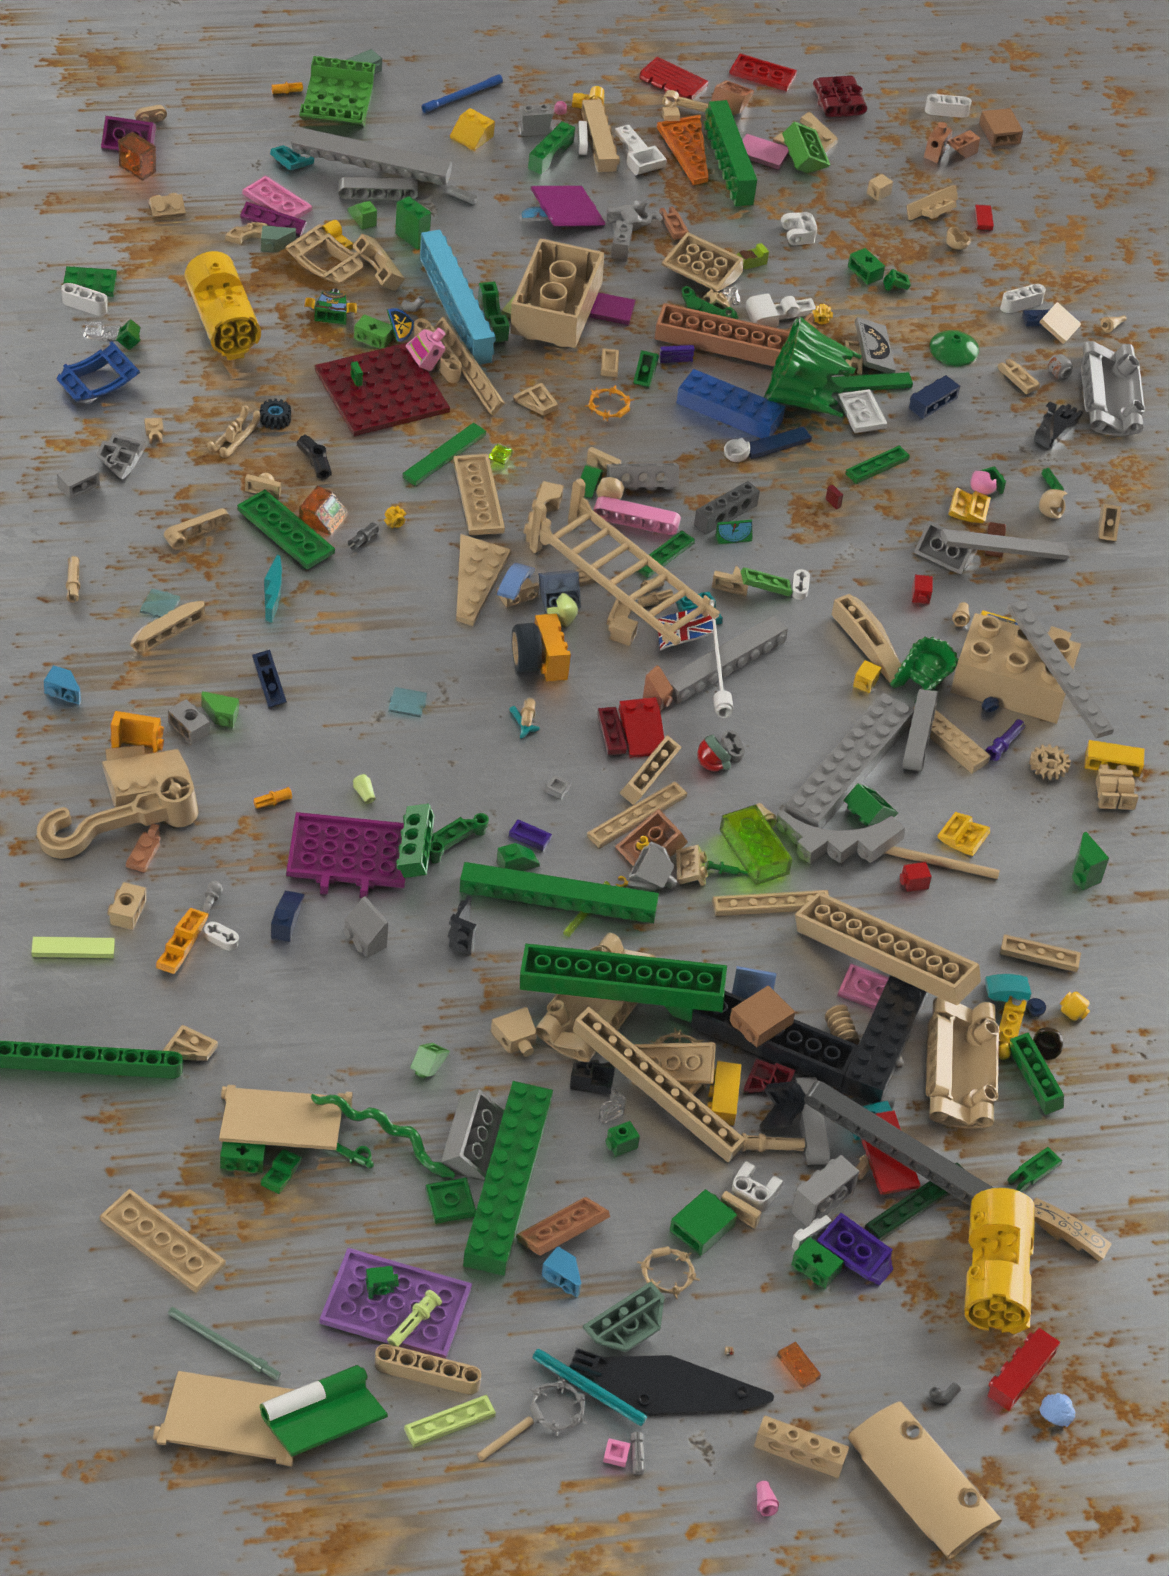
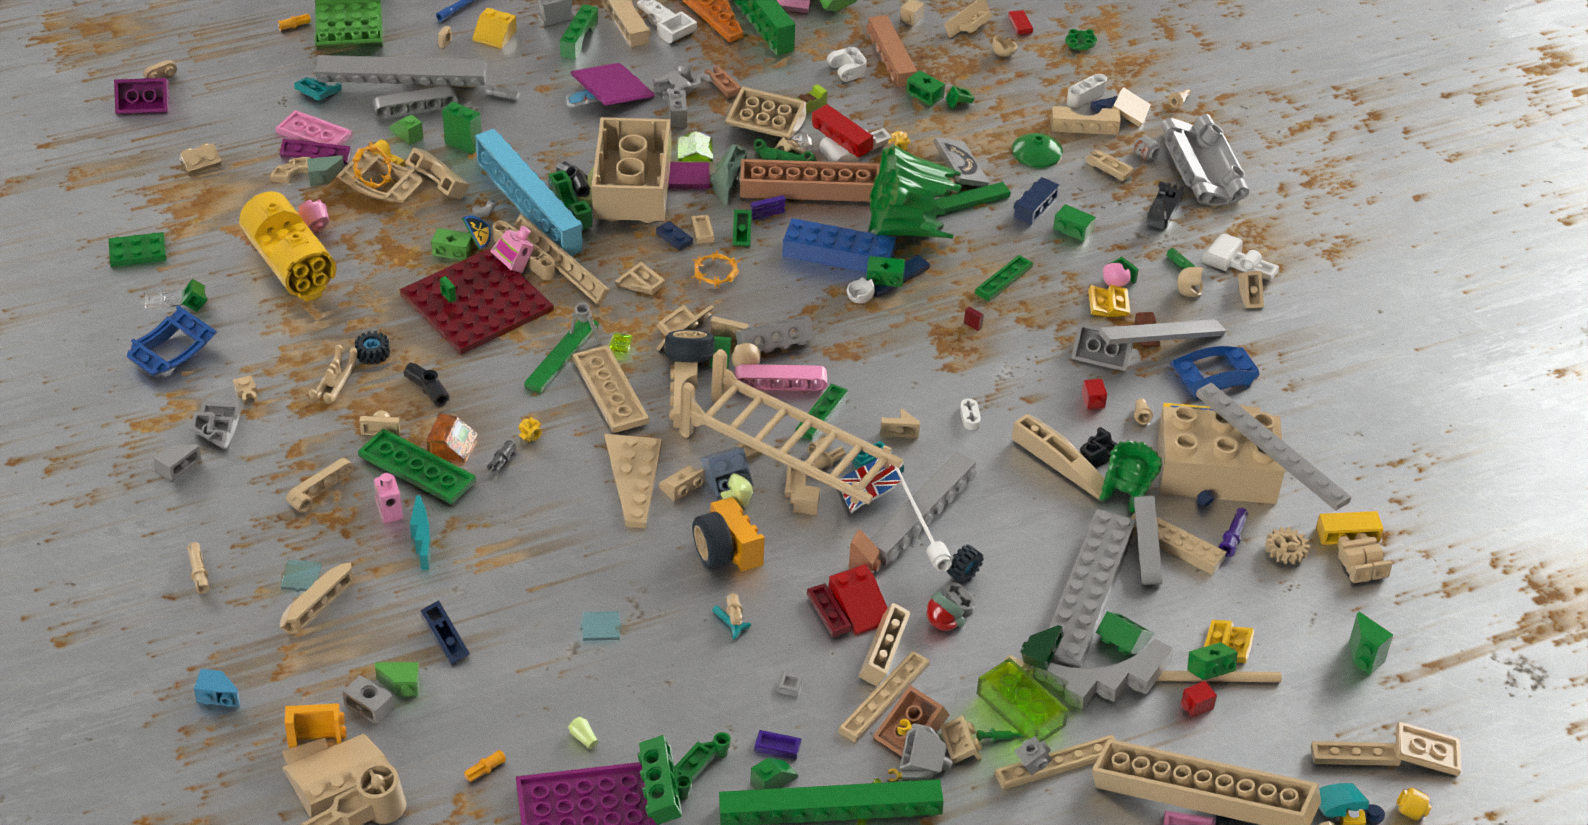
camera: 10 degrees left, 5 degrees down
(84, 299) = (136, 268): white beam -> none
(137, 156) = (157, 114): clear orange brick -> none
(252, 544) = (385, 489): none -> bright pink torso
(254, 281) = (314, 215): none -> bright pink cone
(331, 307) = (401, 227): torso -> none
(335, 241) = (372, 148): none -> light orange piece
(423, 129) = (444, 37): none -> tan tile
(472, 422) = (583, 314): none -> light grey plant
(506, 291) = (578, 178): none -> black piece
(514, 579) = (677, 471): medium blue slope -> none
(558, 446) = (682, 320): none -> tan bracket
(560, 469) = (689, 346): none -> black wheel
(581, 364) = (674, 235): none -> dark blue plate
(582, 138) = (606, 17): white beam -> none
(627, 283) = (695, 148): none -> clear neon green slope
(647, 314) = (728, 173): none -> sand green wedge
(726, 507) = (870, 351): dark grey brick -> none
(734, 531) = (885, 374): slope -> none
(746, 716) = (965, 564): none -> black bush
(748, 891) = (1034, 754): none -> light grey brick
(765, 436) = (885, 271): none -> green brick
(766, 581) = (936, 418): bright green tile -> none
(768, 293) = (842, 130): none -> red brick
(787, 801) = (1042, 647): none -> dark green slope
(845, 221) = (891, 49): none -> nougat brick
(862, 411) = (970, 228): white plate -> none
(867, 676) = (1071, 495): yellow brick -> none
(904, 639) = (1098, 448): none -> black slope
(939, 847) = (1212, 661): none -> green brick
(963, 425) = (1074, 222): none -> green brick
(993, 325) = (1066, 120): none -> tan arch
(1037, 246) = (1081, 39): none -> green dish
(1071, 583) = (1238, 358): none -> blue wedge
(1101, 482) = (1227, 253): none -> white plate
(1107, 963) = (1428, 748): none -> tan tile

